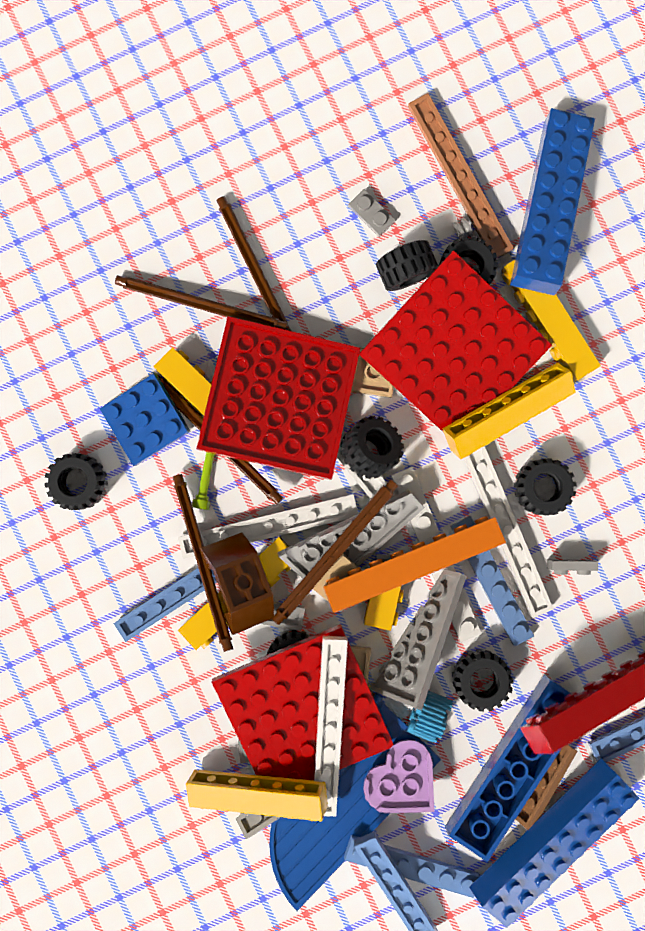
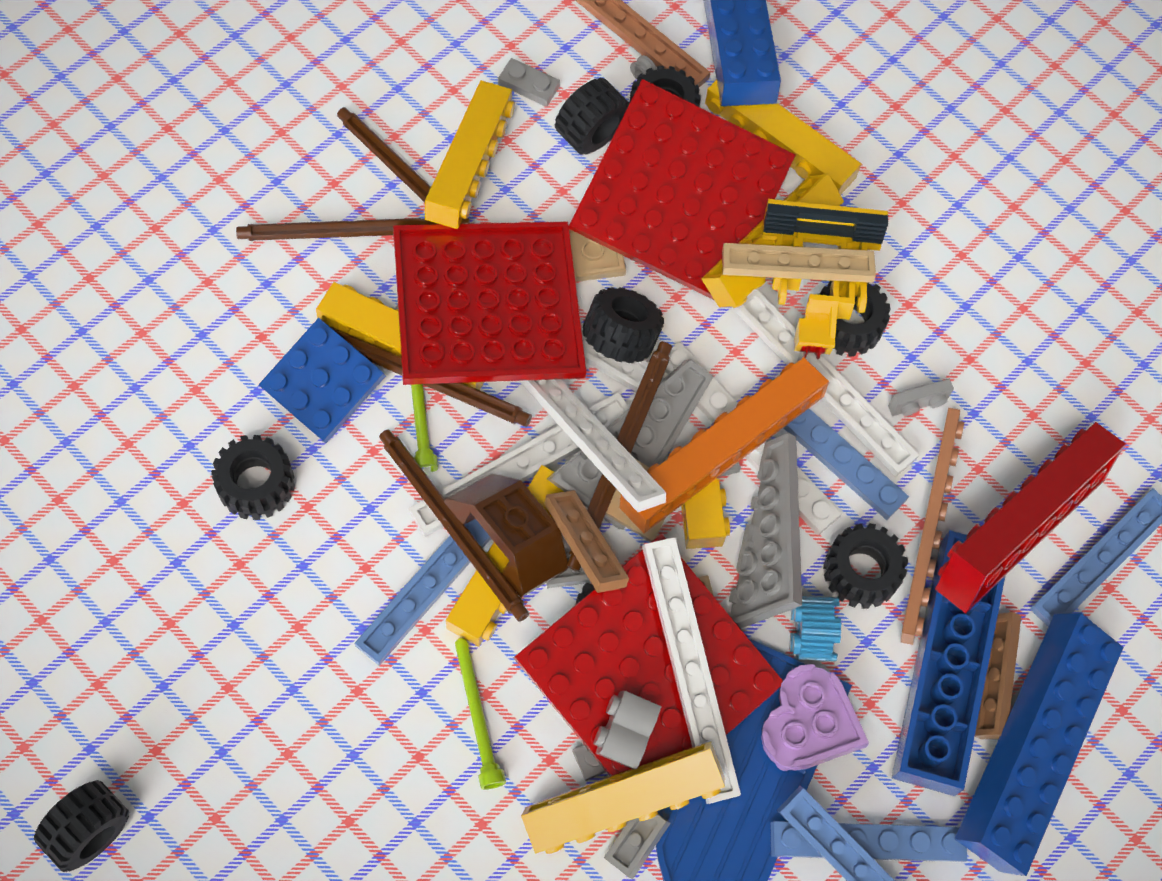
camera: 30 degrees left, 20 degrees down
(179, 739) = (491, 774): none -> lime piece
(272, 755) = (627, 729): none -> light grey brick
(286, 615) = (586, 541): none -> medium nougat plate
(303, 269) = (469, 155): none -> yellow brick
(318, 547) = (597, 443): none -> white plate
(515, 451) = (798, 262): none -> tan plate
(537, 671) = (930, 536): none -> nougat plate
(558, 451) = (848, 228): none -> yellow container

